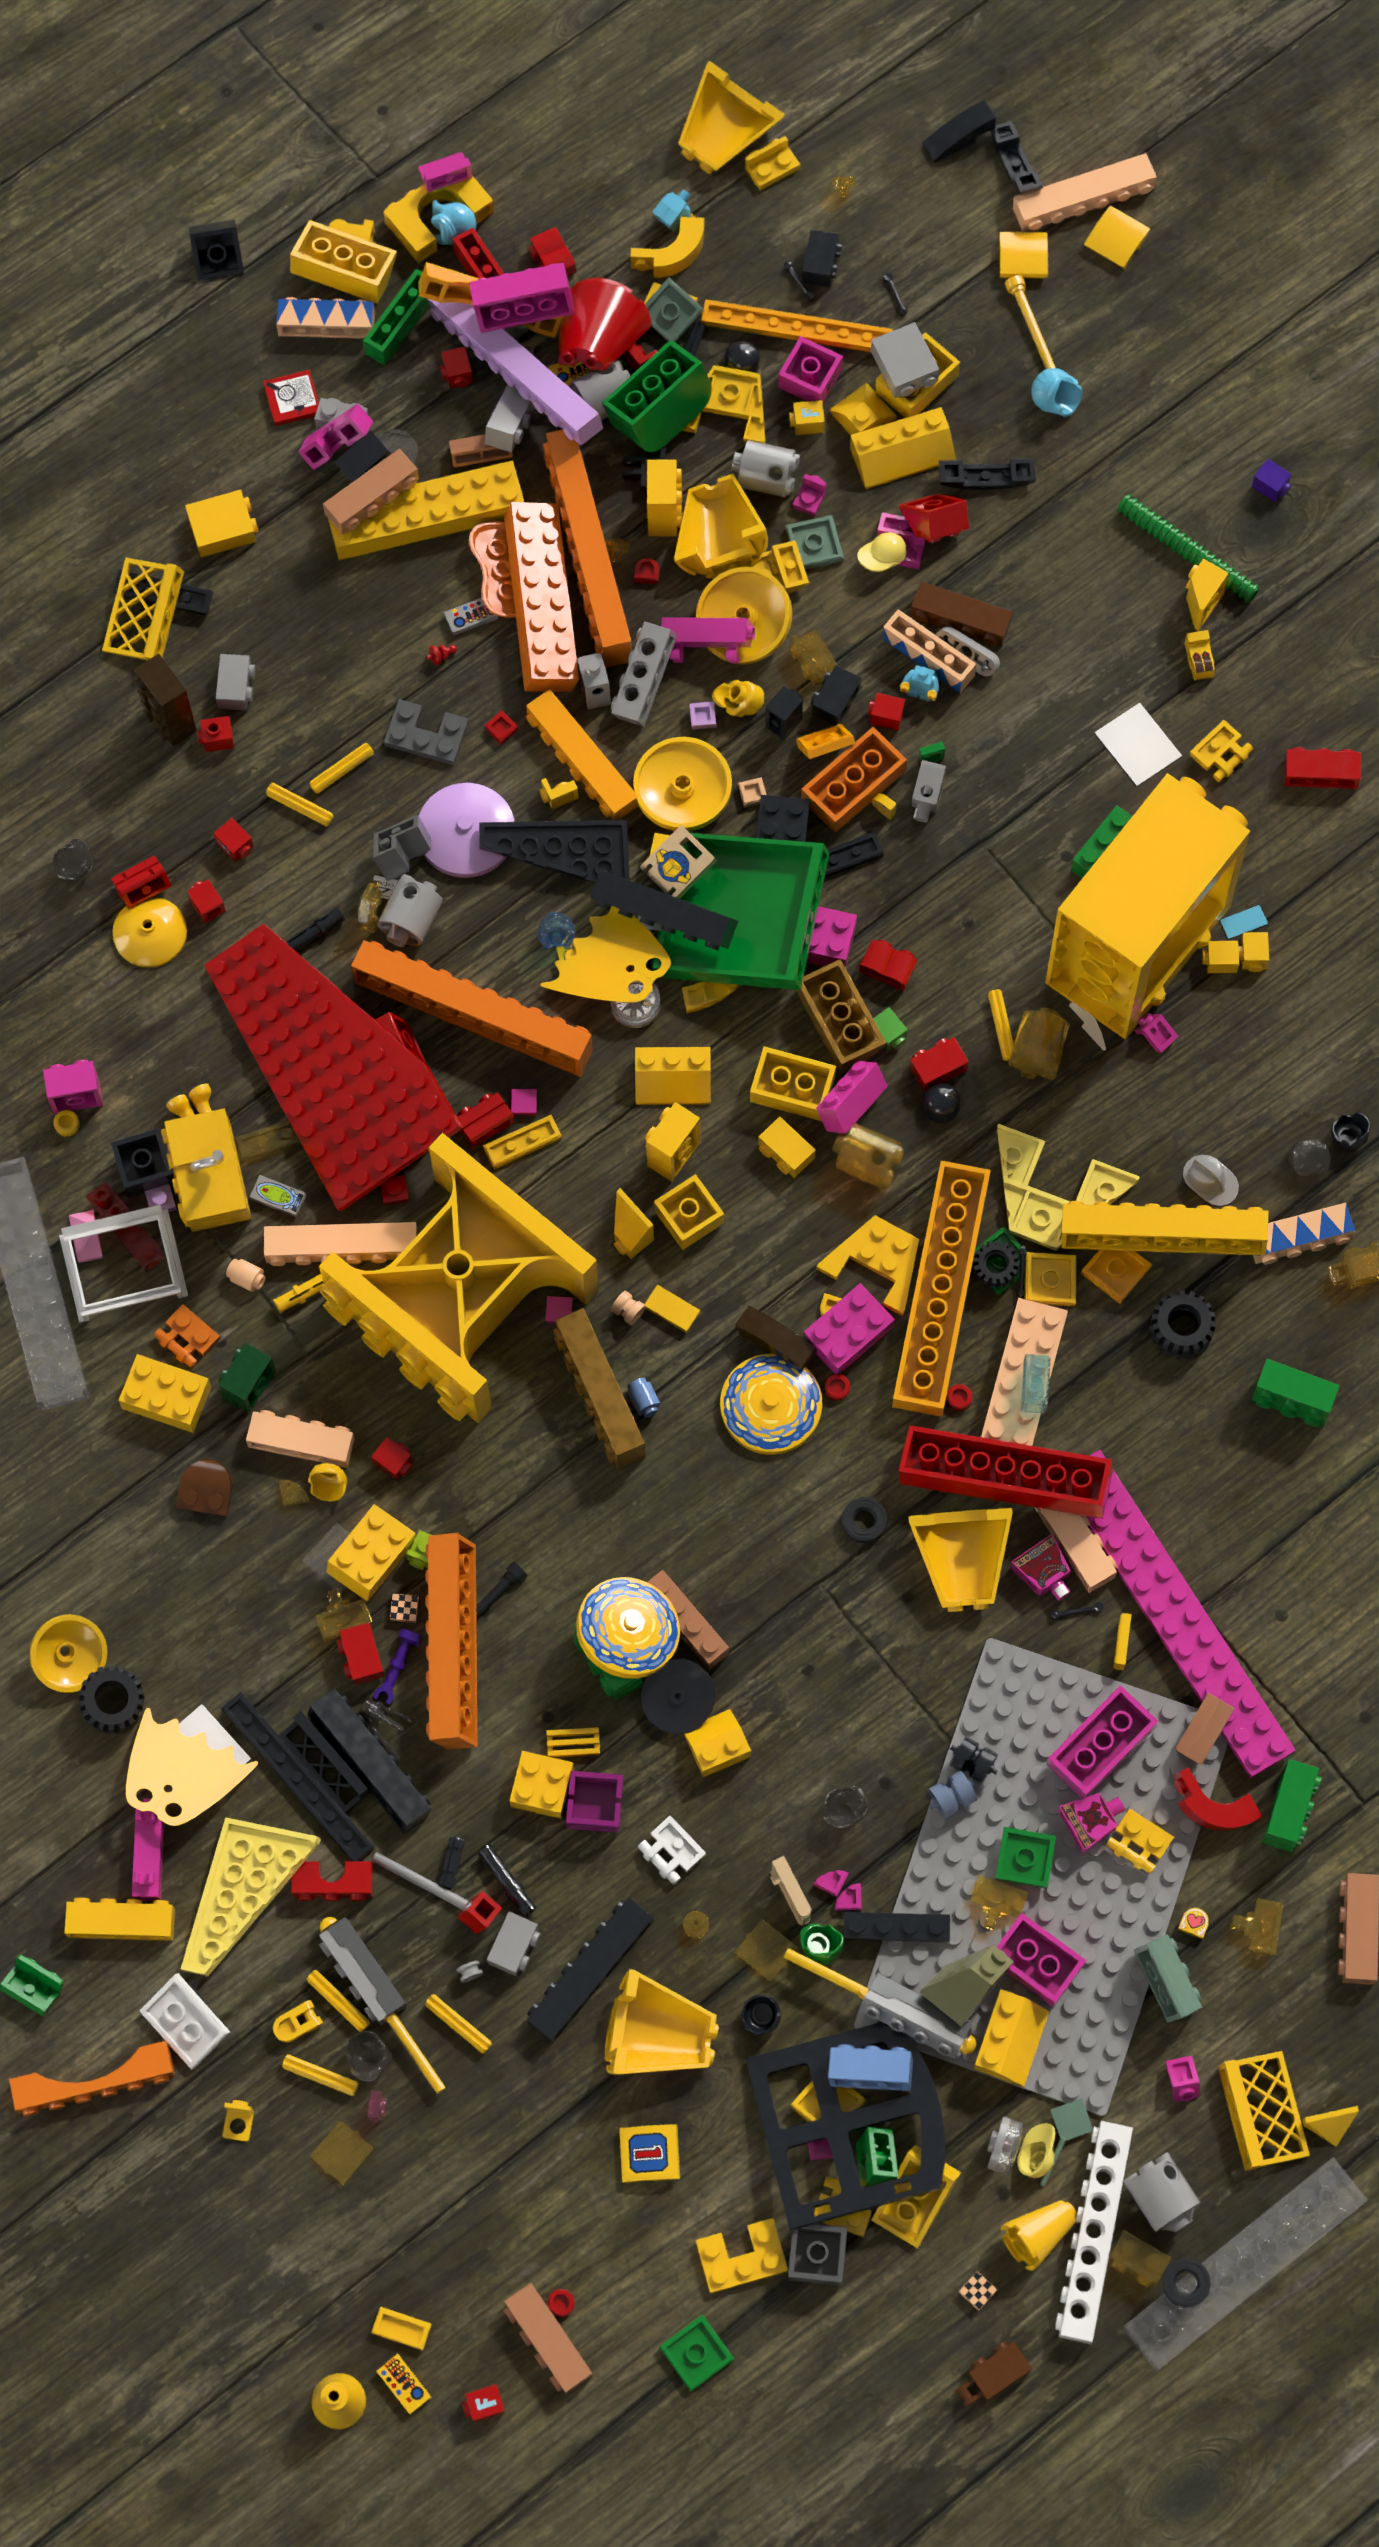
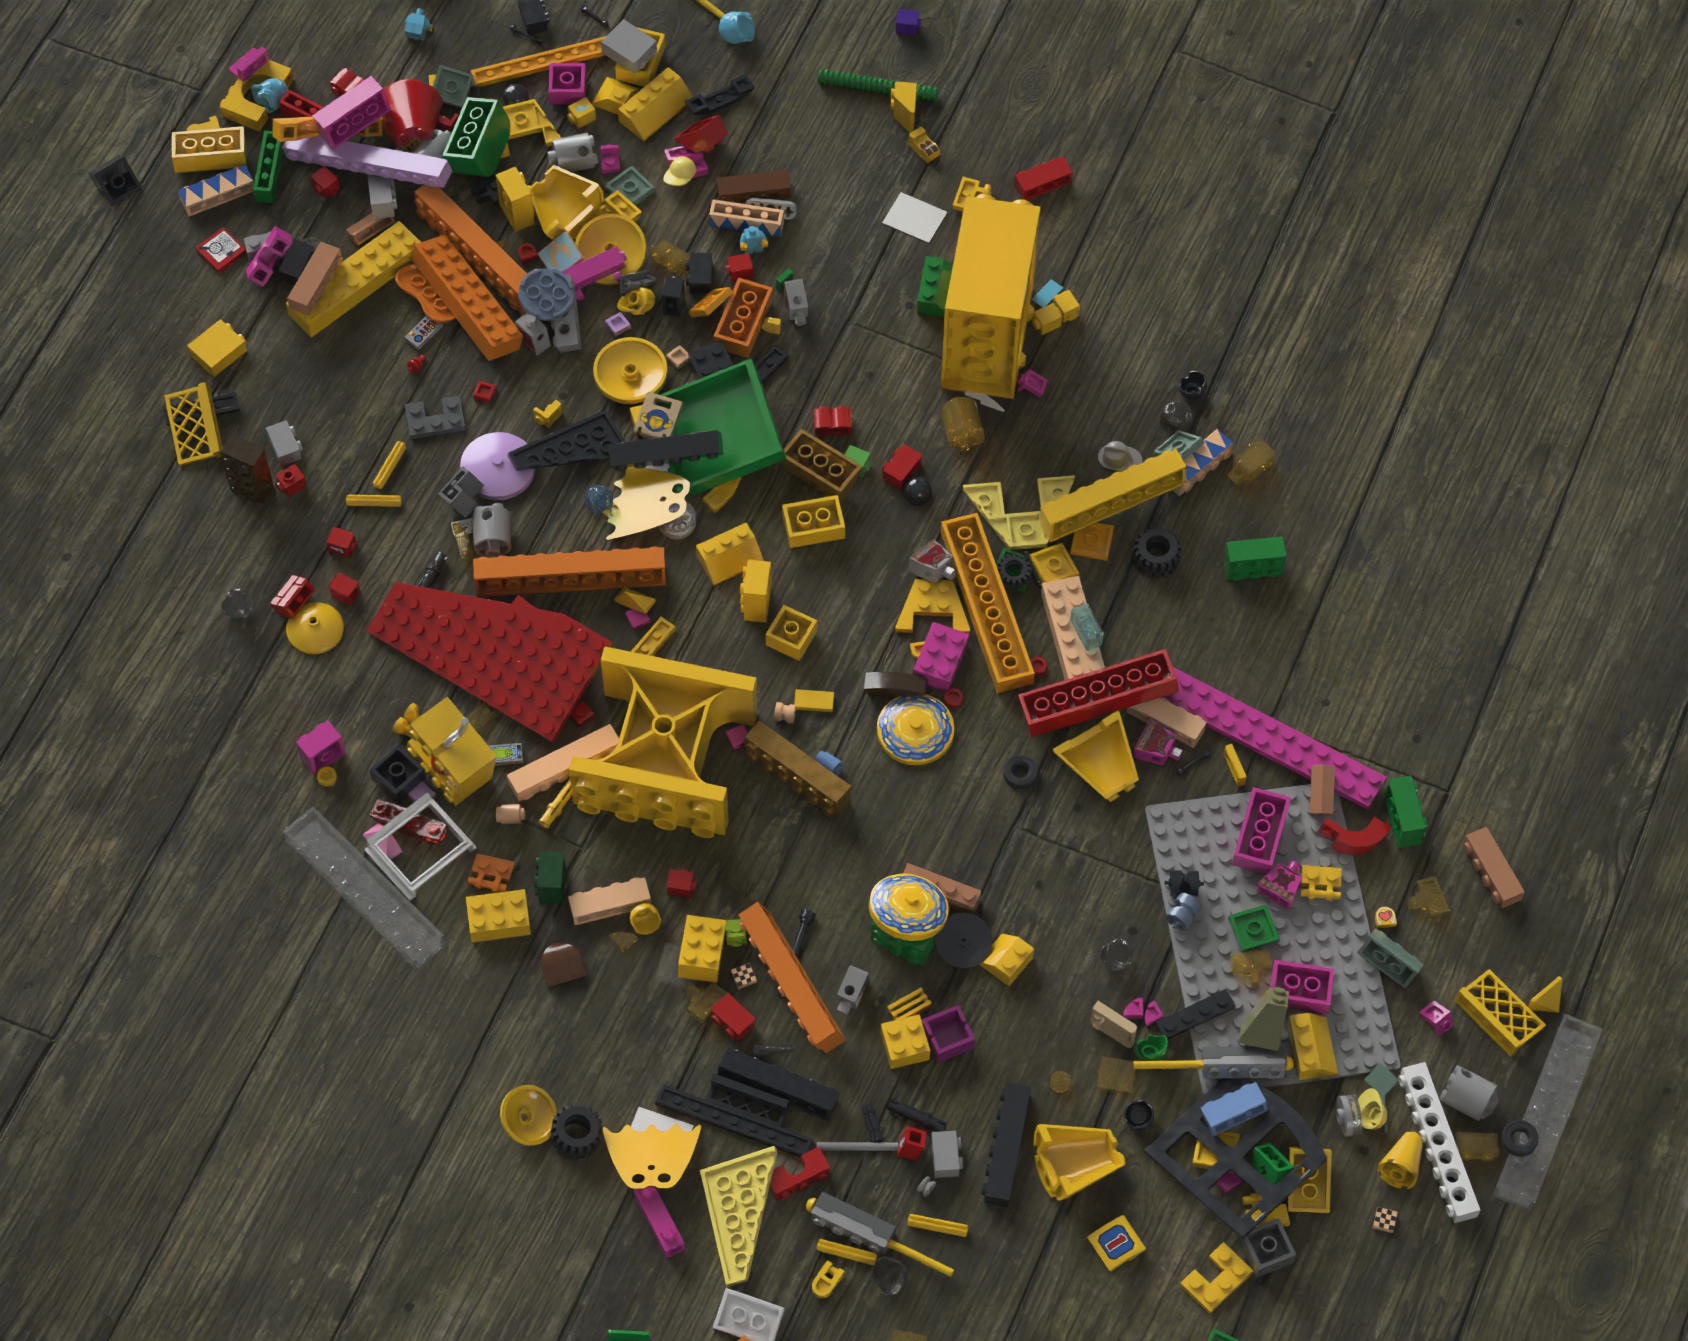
camera: 30 degrees left, 10 degrees down
(120, 1920) = (665, 1274): yellow brick -> none
(320, 2075) = (862, 1306): yellow axle -> none
(377, 2106) = (914, 1306): clear pink plate -> none
(407, 1638) = (758, 993): dark purple piece -> none
(485, 1119) = (621, 633): red brick -> none
(524, 1688) = (855, 983): none -> light grey torso
(531, 1079) = (634, 600): none -> yellow slope
(581, 755) = (551, 384): light orange brick -> none
(628, 641) = (546, 294): none -> sand blue tile
(631, 1228) = (757, 658): yellow slope -> none
(675, 257) = (433, 54): yellow arch -> none
(677, 1844) = (1019, 1036): white plate -> none
(682, 594) = (561, 253): none -> tile
(752, 672) = (635, 280): none -> dark grey hinge
(786, 1147) = (832, 564): yellow brick -> none
(832, 937) = (787, 419): dark pink brick -> none
(851, 1097) = (858, 510): dark pink brick -> none
(861, 1148) = (890, 542): clear yellow cylinder -> none
(904, 1206) = (932, 563): none -> torso
(995, 2373) = (1429, 1264): reddish brown brick -> none
(1001, 1023) = (928, 425): yellow axle -> none
(1286, 1202) = (1183, 442): none -> sand green tile

